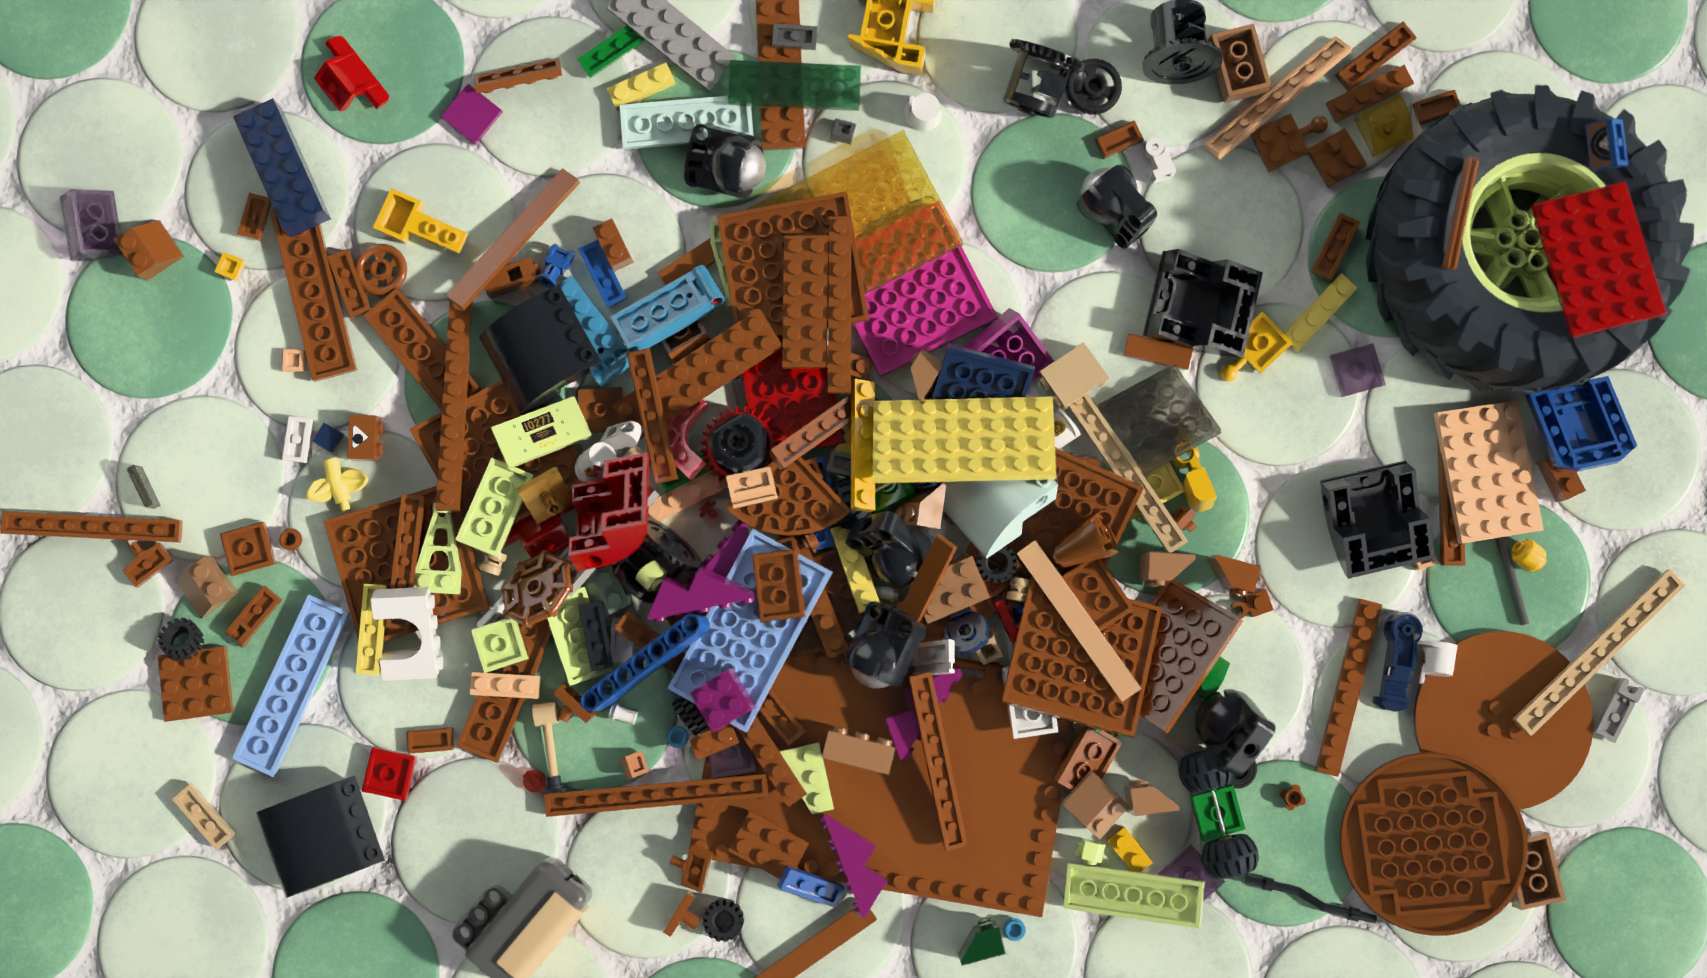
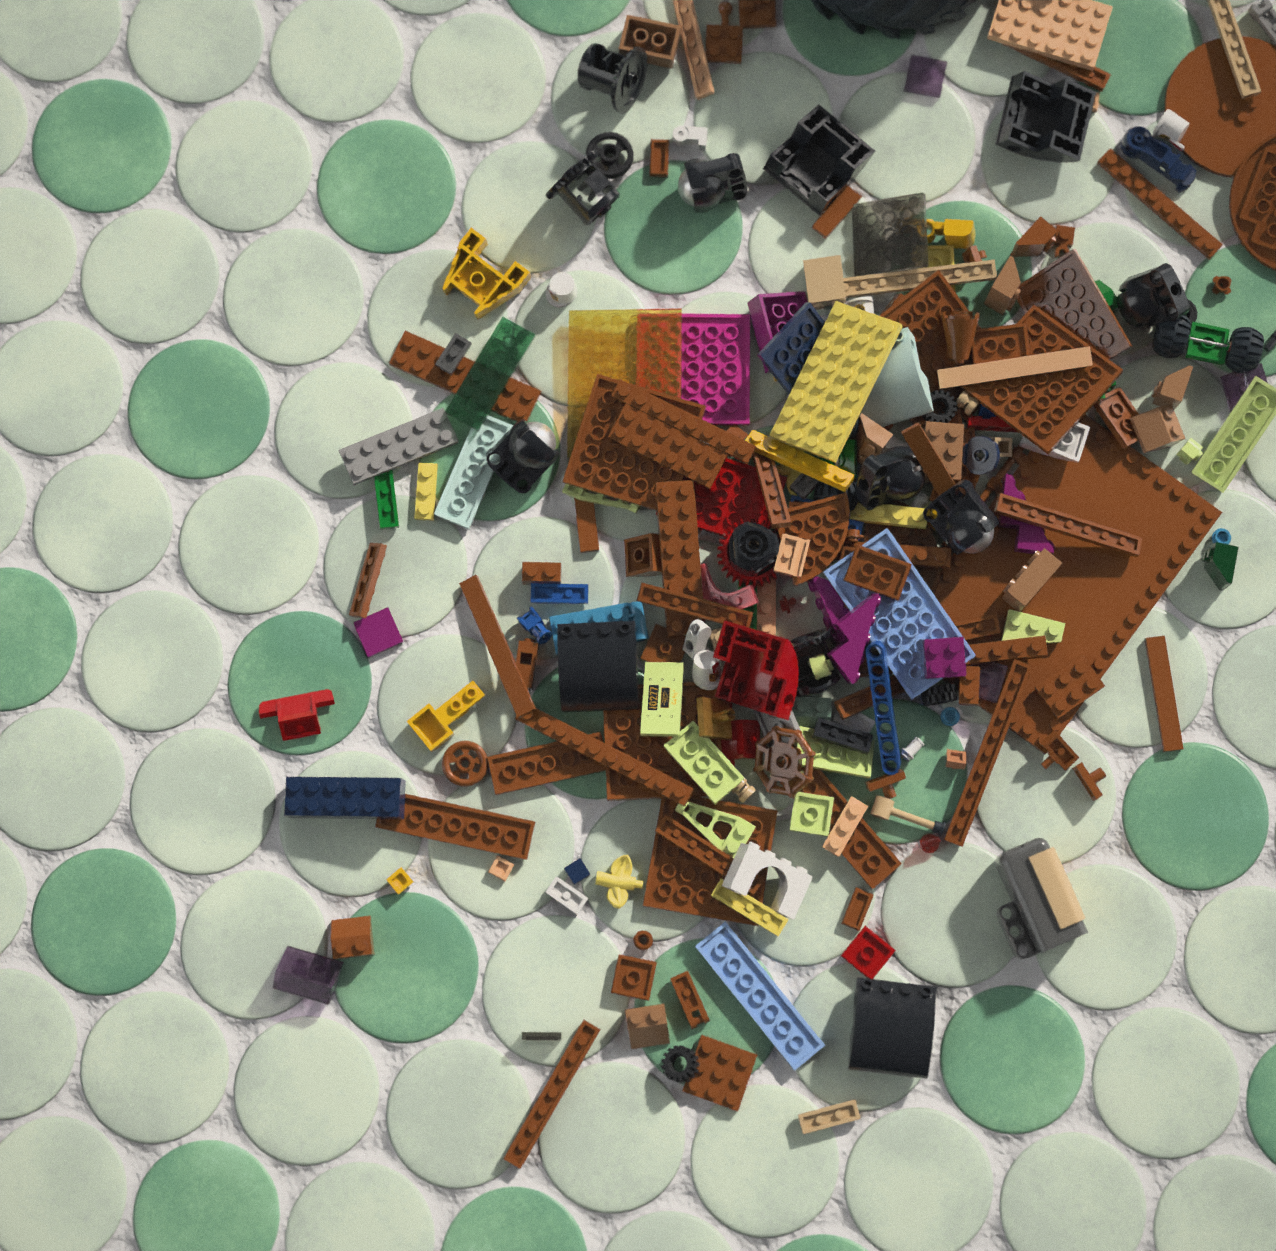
camera: 60 degrees left, 5 degrees down
(146, 563) = (604, 1063): dark orange plate -> none
(254, 217) = (370, 841): dark orange plate -> none
(349, 283) = (463, 793): dark orange plate -> none
(365, 438) = (593, 841): dark orange brick -> none
(494, 613) = (783, 808): white axle -> none
(668, 309) = (616, 556): dark azure hinge -> none
(711, 927) = (1119, 746): black tyre -> none
(811, 886) = (1116, 669): blue plate -> none
(842, 131) = (544, 357): dark grey tile -> none
(853, 854) = (1109, 626): magenta slope -> none
(925, 372) = (767, 388): medium nougat slope -> none
(935, 657) = (989, 486): white plate -> none
(1129, 850) = (1203, 423): yellow plate -> none
(1263, 347) = (873, 131): yellow plate -> none
(1320, 311) = (867, 81): light yellow plate -> none
(1335, 246) = (824, 44): dark orange plate -> none
(1513, 582) = (1139, 47): dark grey bar -> none
(1528, 555) = (1126, 26): yellow head -> none

